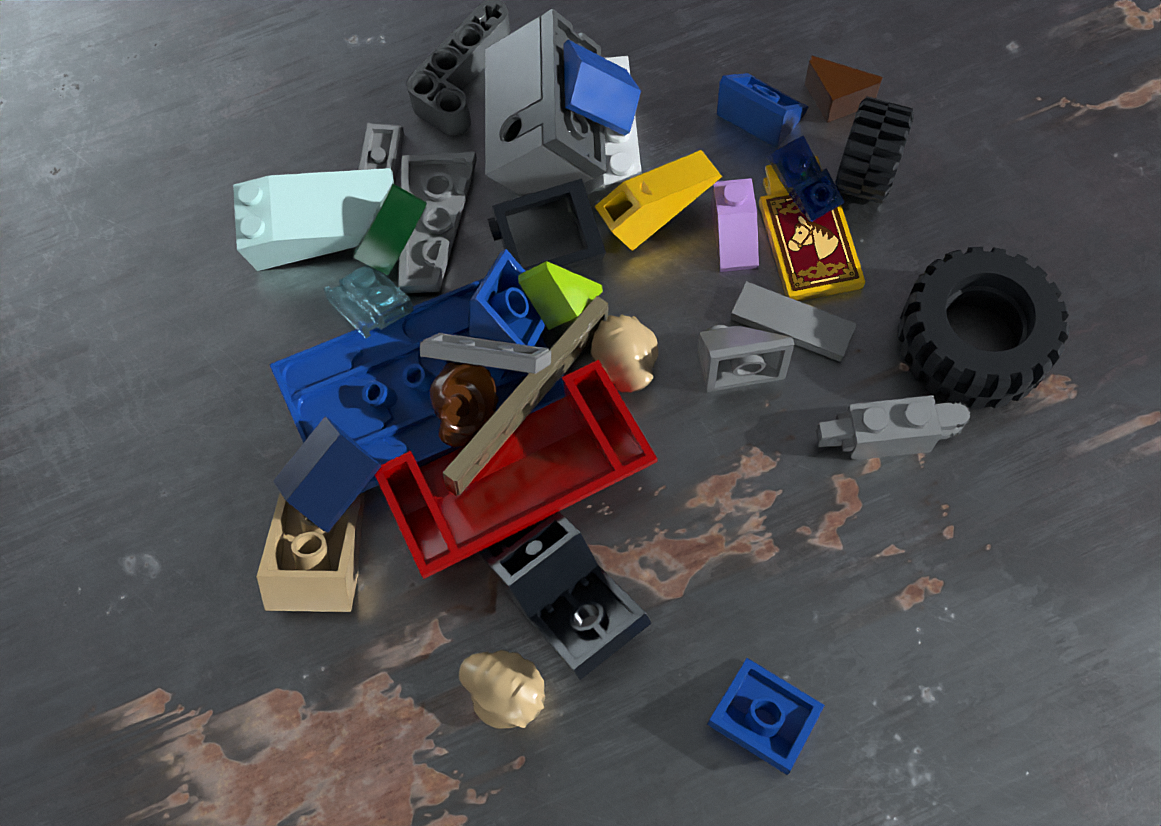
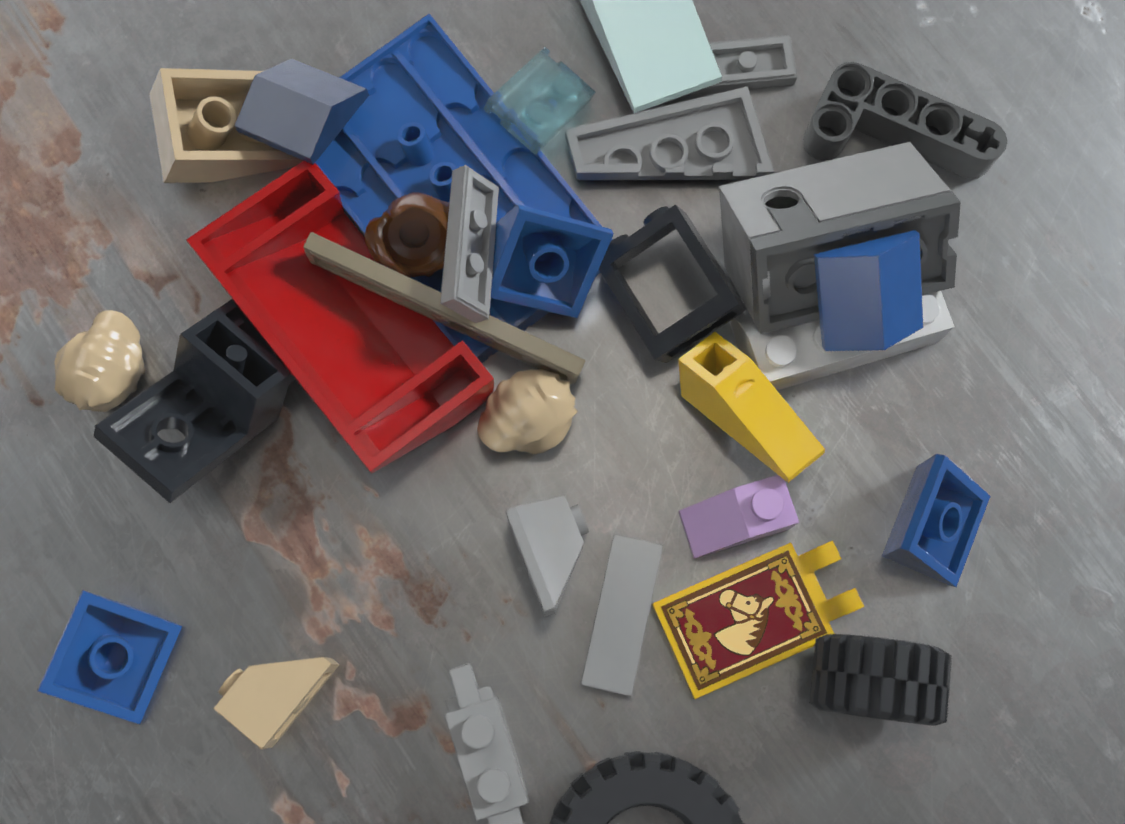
camera: 70 degrees right, 10 degrees up
(390, 229) = (629, 97): dark green slope -> none
(558, 292) = (577, 319): lime slope -> none
(804, 179) = (820, 594): clear blue slope -> none
(819, 584) = (271, 696): none -> tan slope
(839, 87) = (988, 624): reddish brown slope -> none

